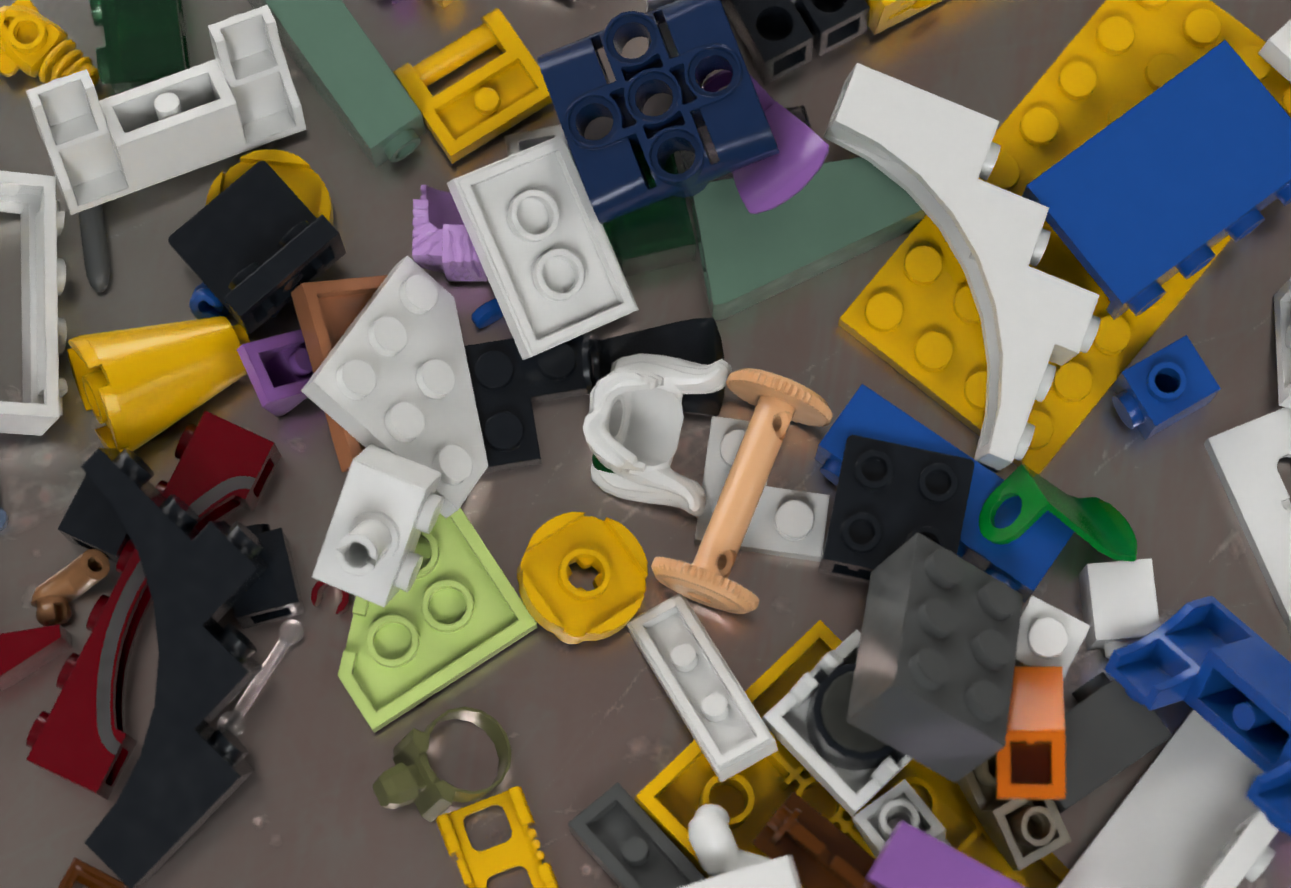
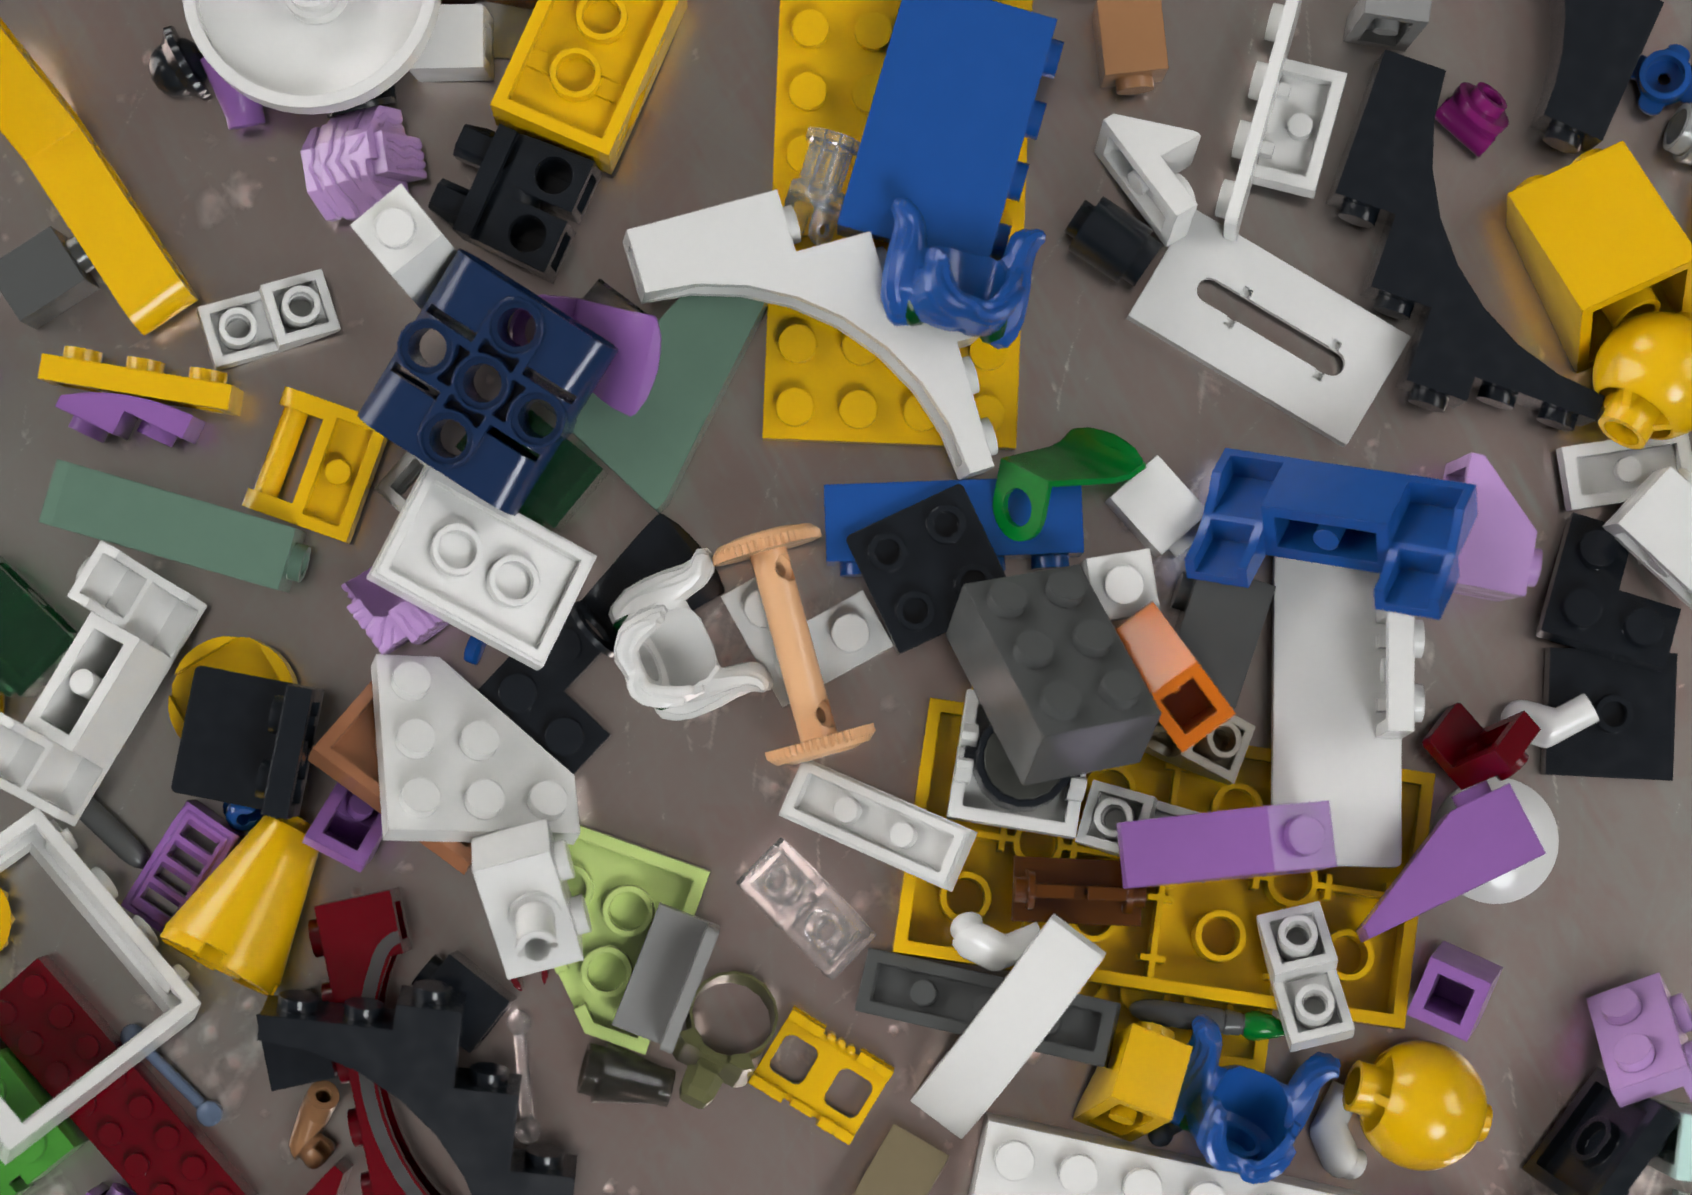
camera: 40 degrees left, 10 degrees up
(138, 284) = (208, 823): none -> medium lavender slope
(340, 736) = (623, 1077): none -> clear smoke cone
(438, 676) = (666, 976): none -> light grey panel
(571, 611) = (733, 839): yellow plate -> none
(591, 713) = (806, 908): none -> clear slope
(1035, 151) = (821, 182): none -> clear piece
(1083, 298) = (956, 287): none -> blue hair
(1163, 388) = (1064, 302): blue brick -> none
(1240, 369) = (1112, 240): none -> black brick

